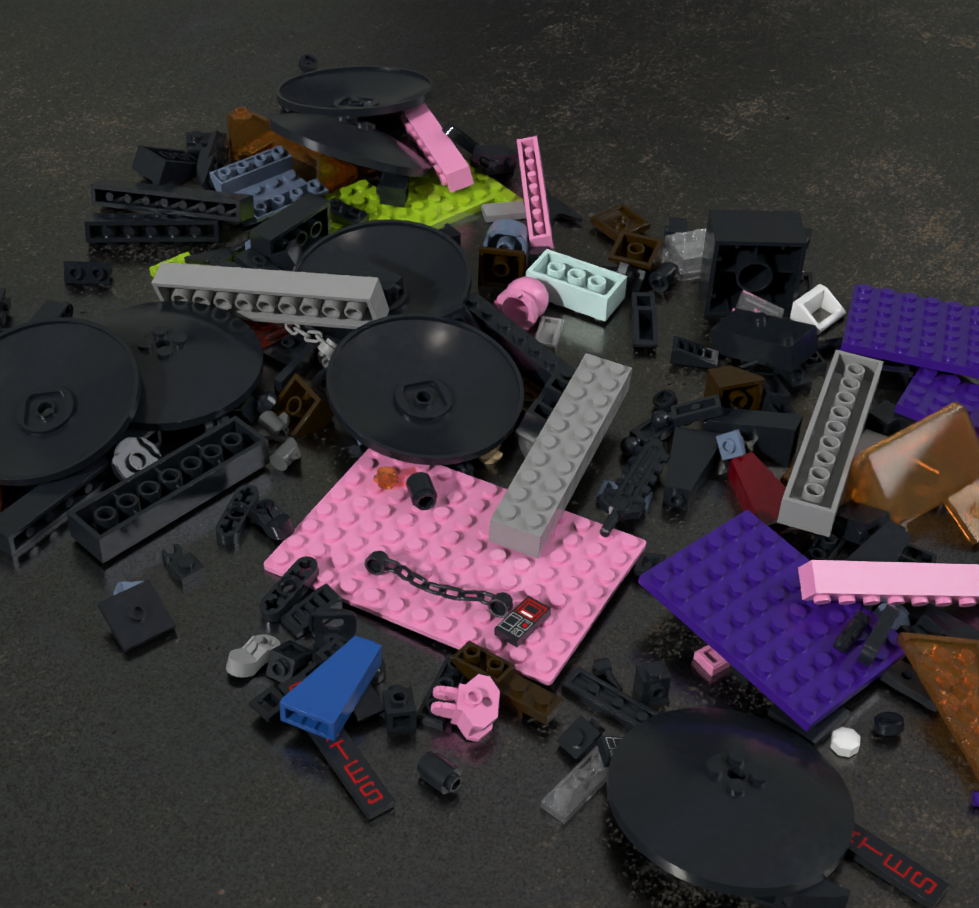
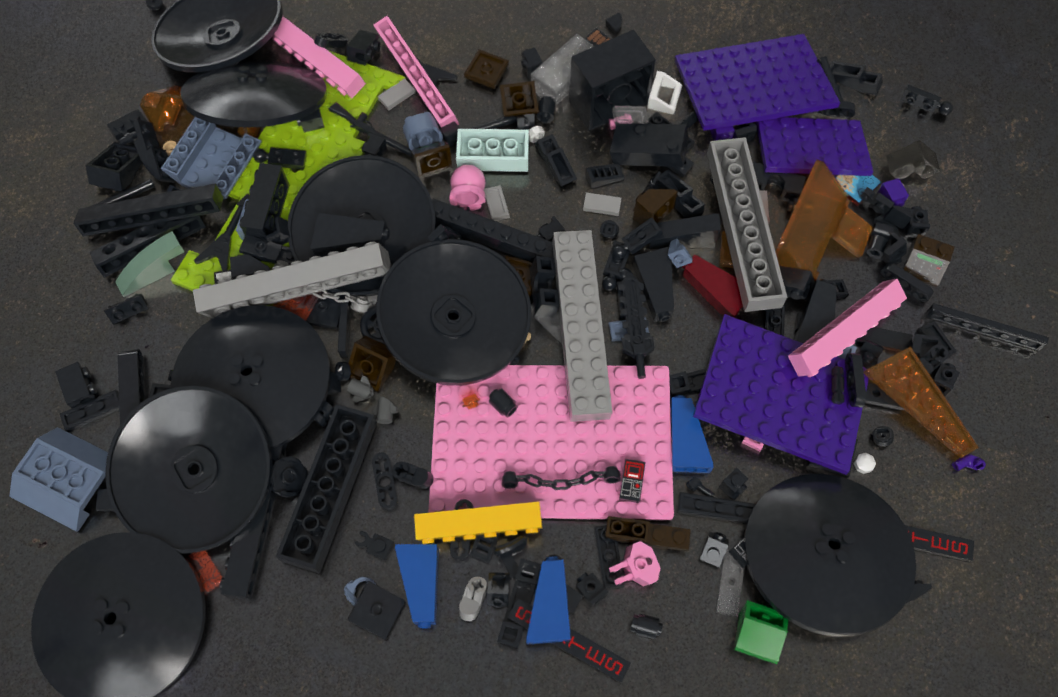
camera: 25 degrees left, 25 degrees up
(140, 243) = (149, 264): none -> sand green slope
(207, 612) = (420, 579): none -> blue slope
(312, 578) = (478, 521): none -> yellow brick
(447, 216) = (359, 125): none -> black piece
(581, 835) = (761, 632): none -> green slope
(619, 622) = (687, 439): none -> blue slope
(635, 286) = (536, 133): none -> white tile
(673, 378) = (602, 204): none -> light grey tile

